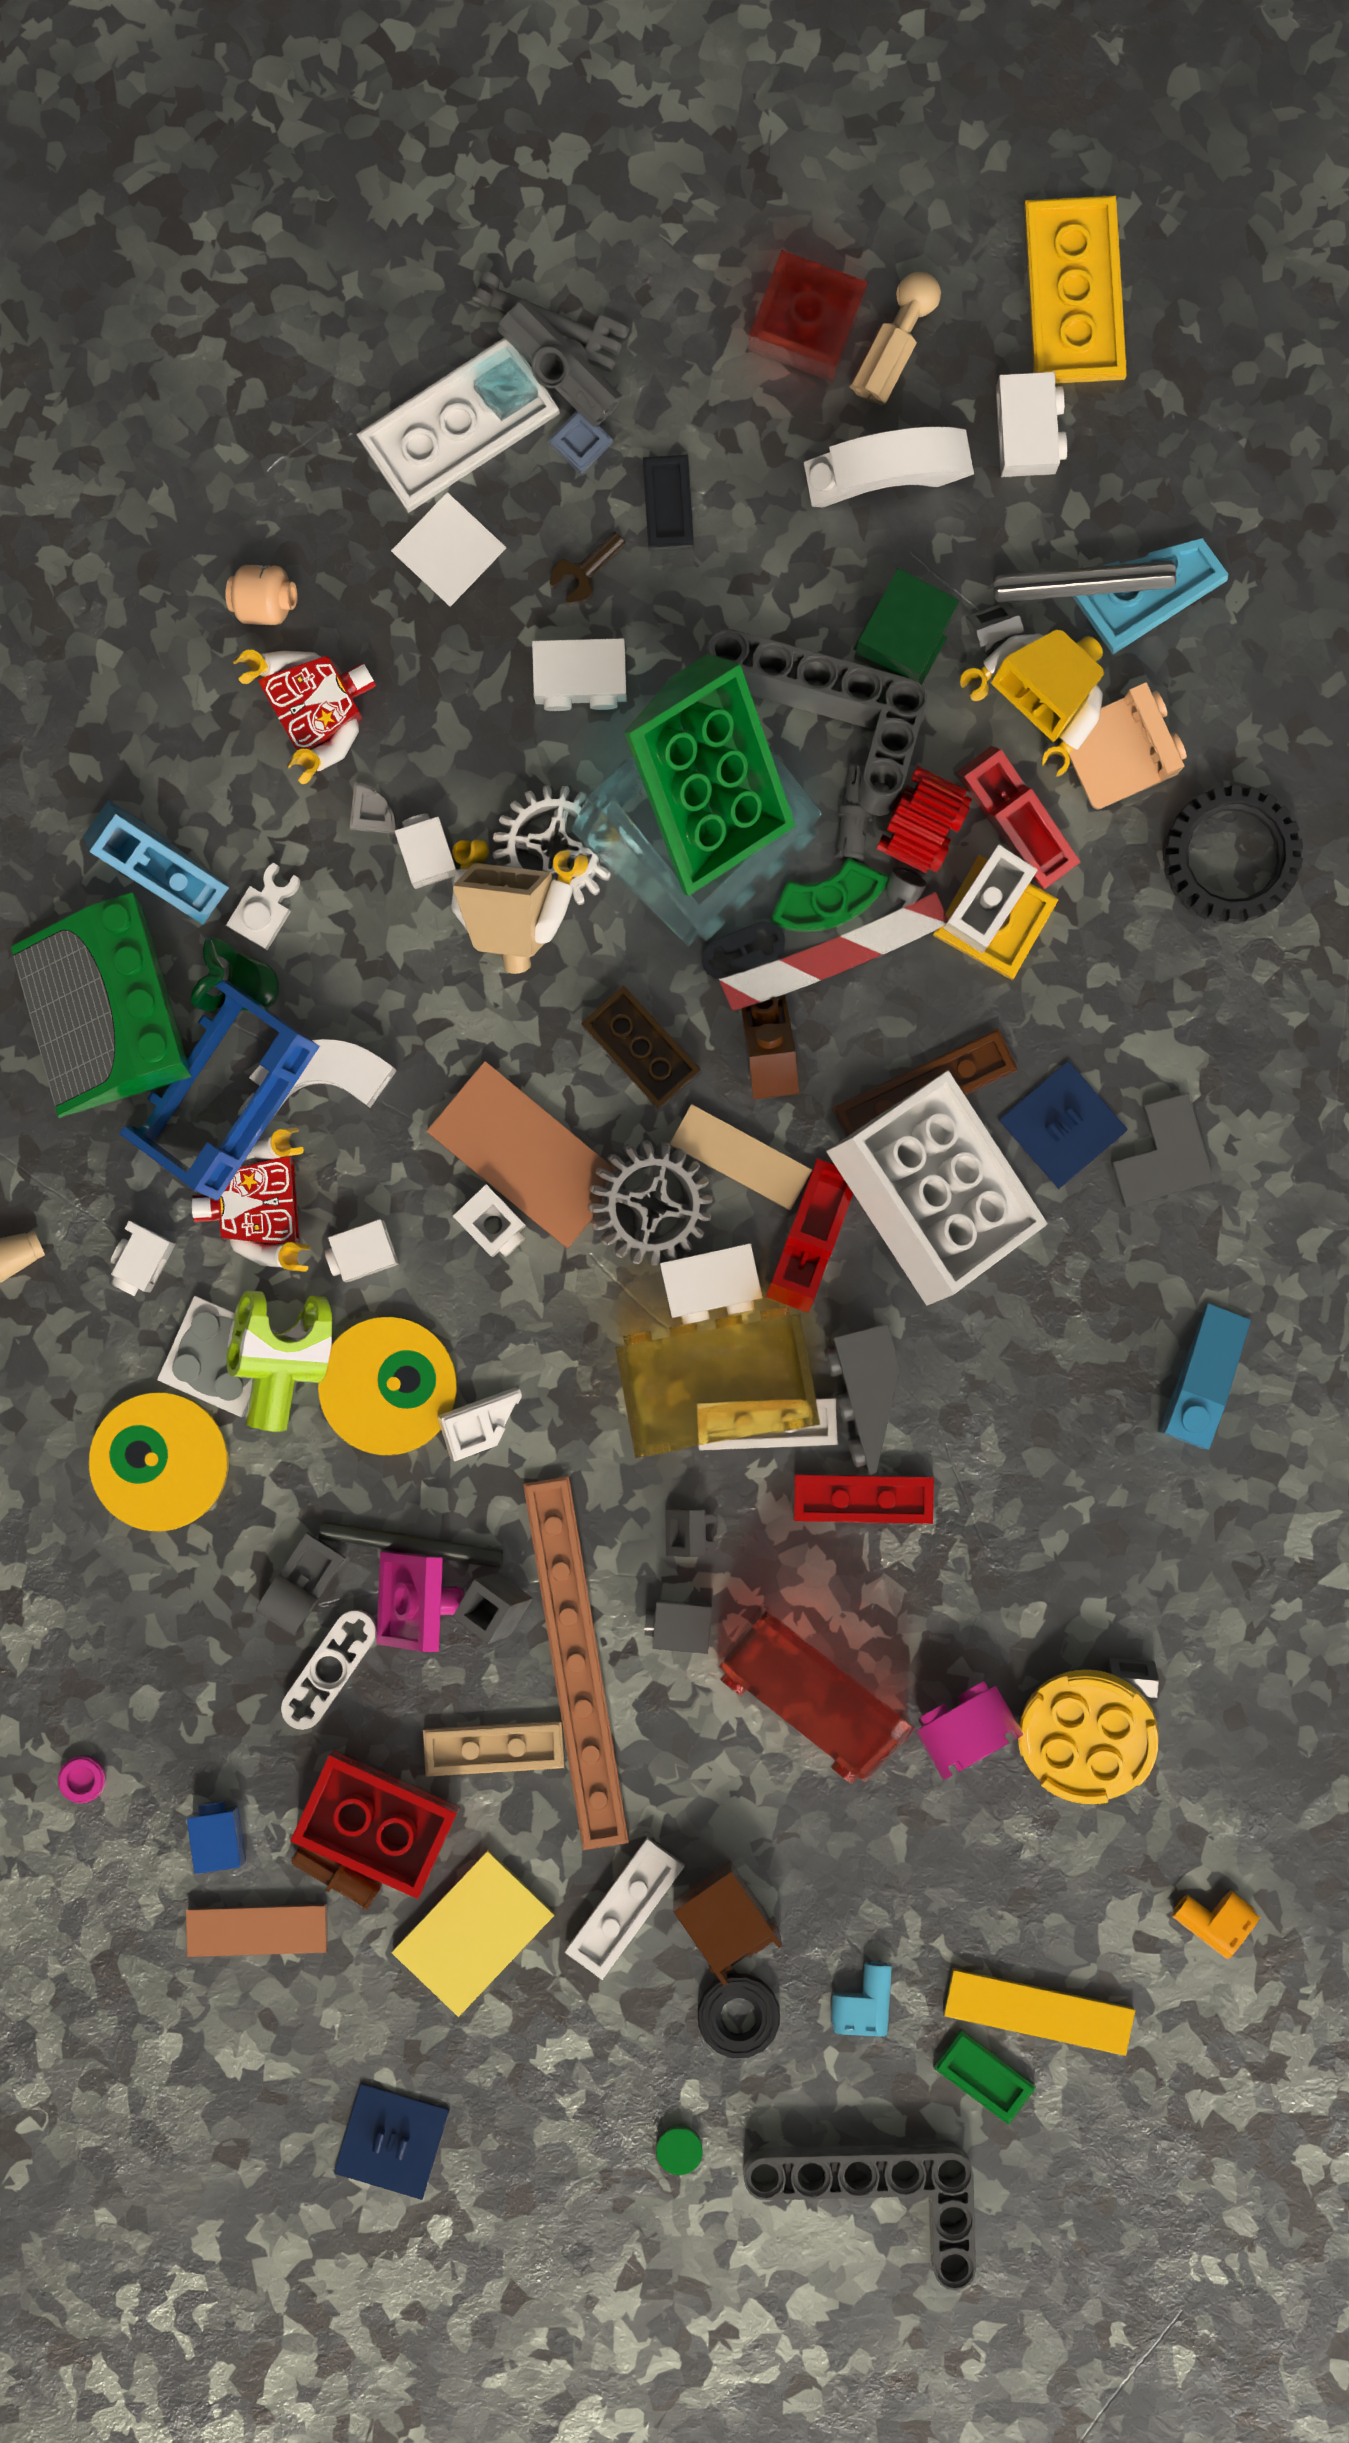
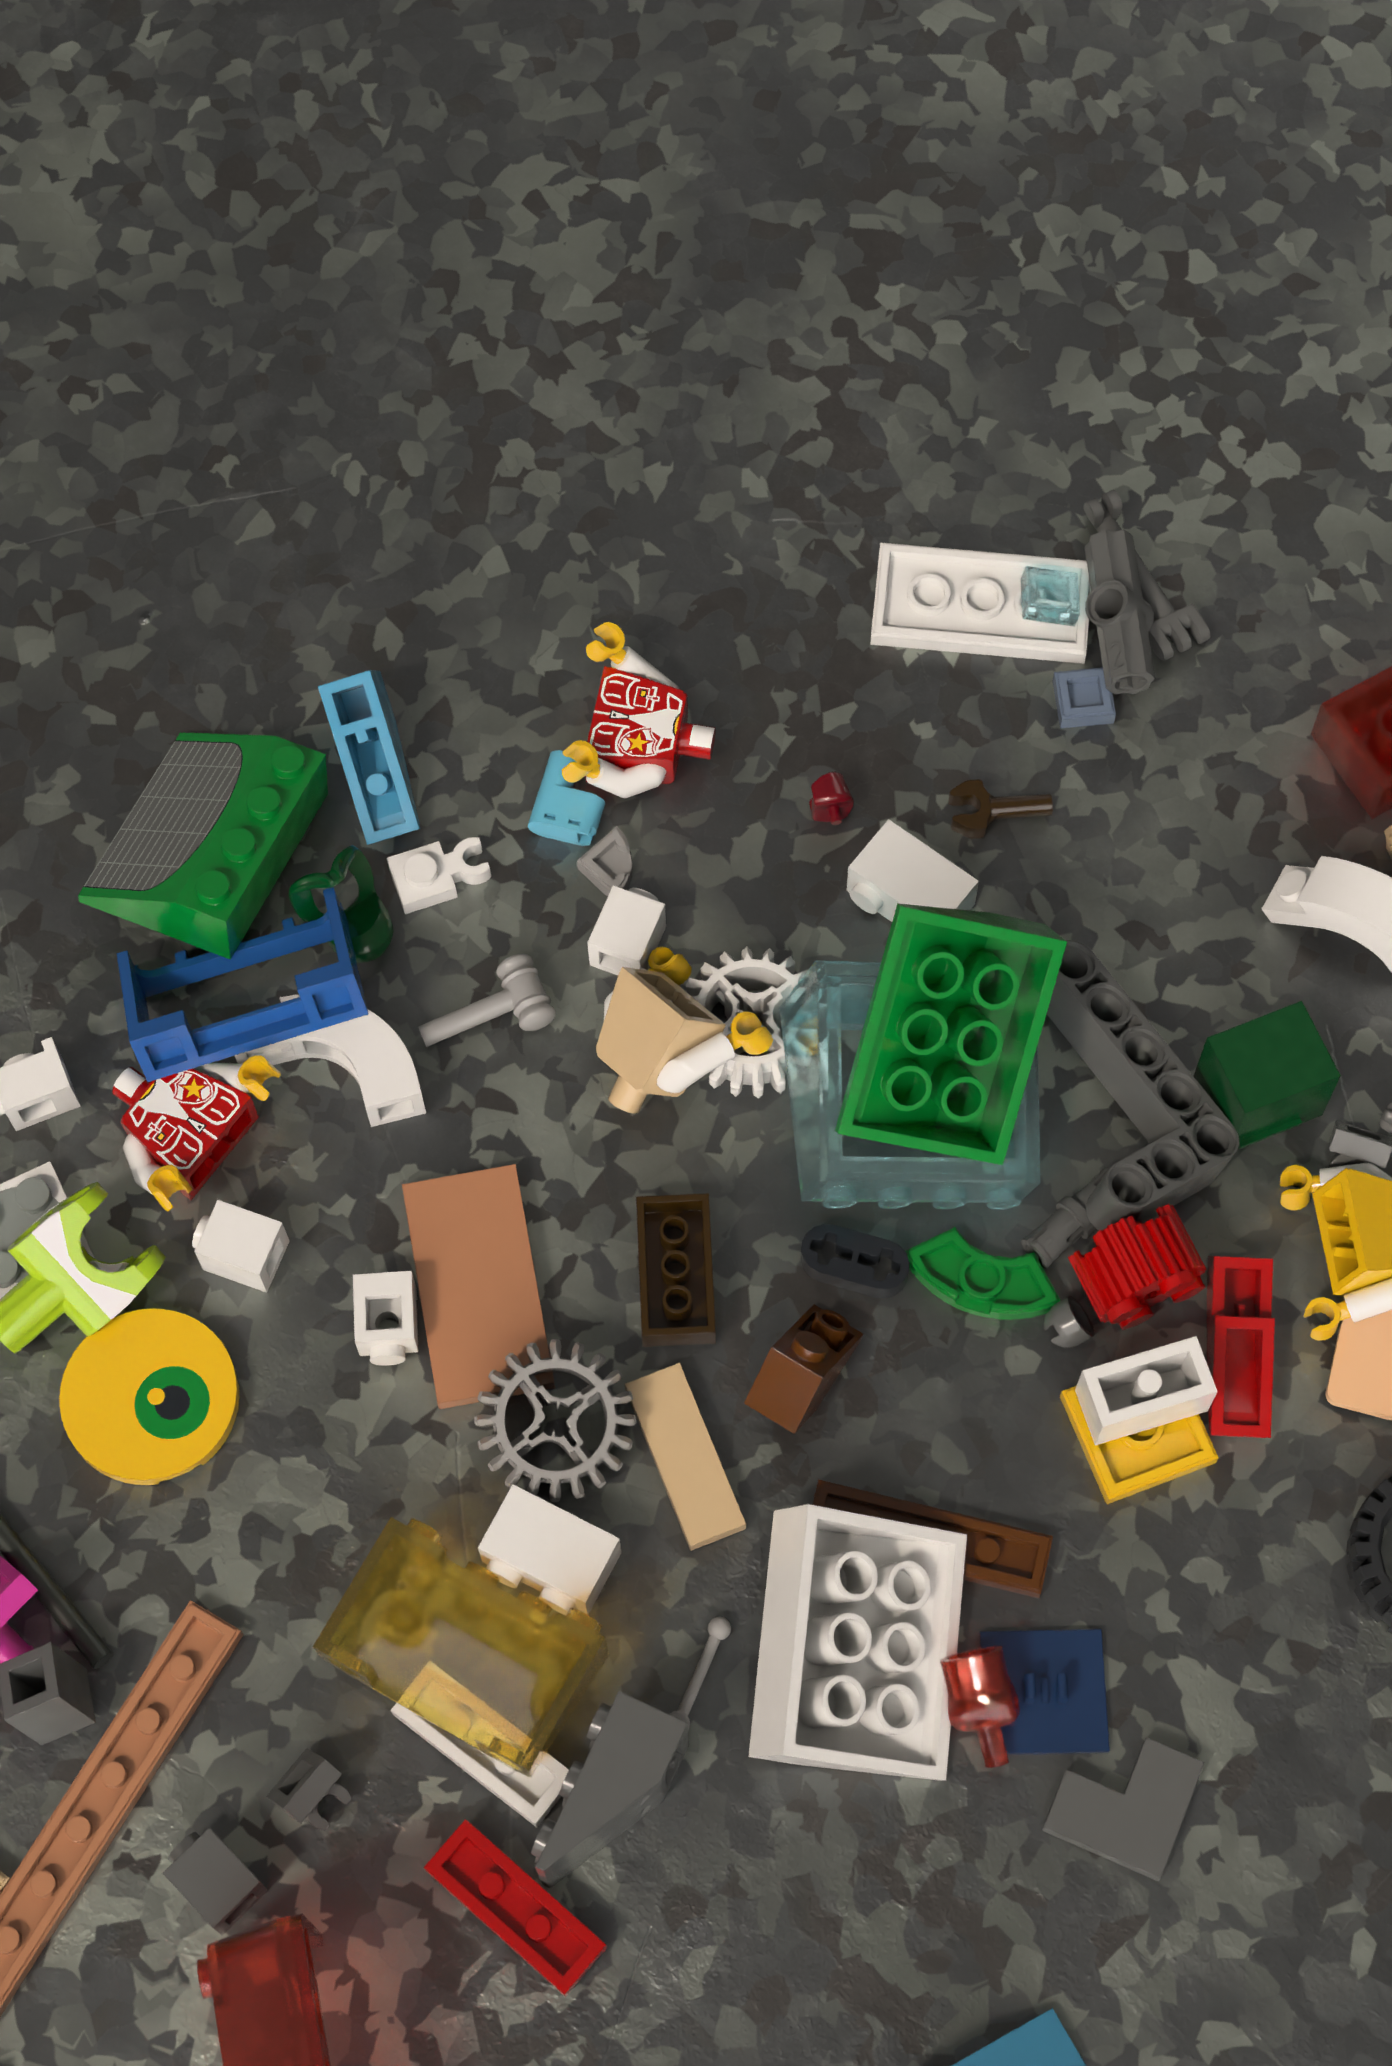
camera: 40 degrees right, 20 degrees down
(260, 594) = (673, 605): light nougat head -> none
(307, 801) = (564, 811): none -> medium azure piece
(392, 945) = (521, 993): none -> light grey piece
(448, 549) = (881, 700): white sticker -> none
(477, 651) = (830, 799): none -> dark red piece
(477, 1424) = (199, 1503): white tile -> none
(668, 502) = (1123, 808): black tile -> none
(811, 1238) = (685, 1591): red slope -> none
(835, 955) = (939, 1336): clear sticker -> none
(866, 1317) = (718, 1629): none -> light grey hinge
(1033, 1161) = (981, 1698): none -> clear red piece

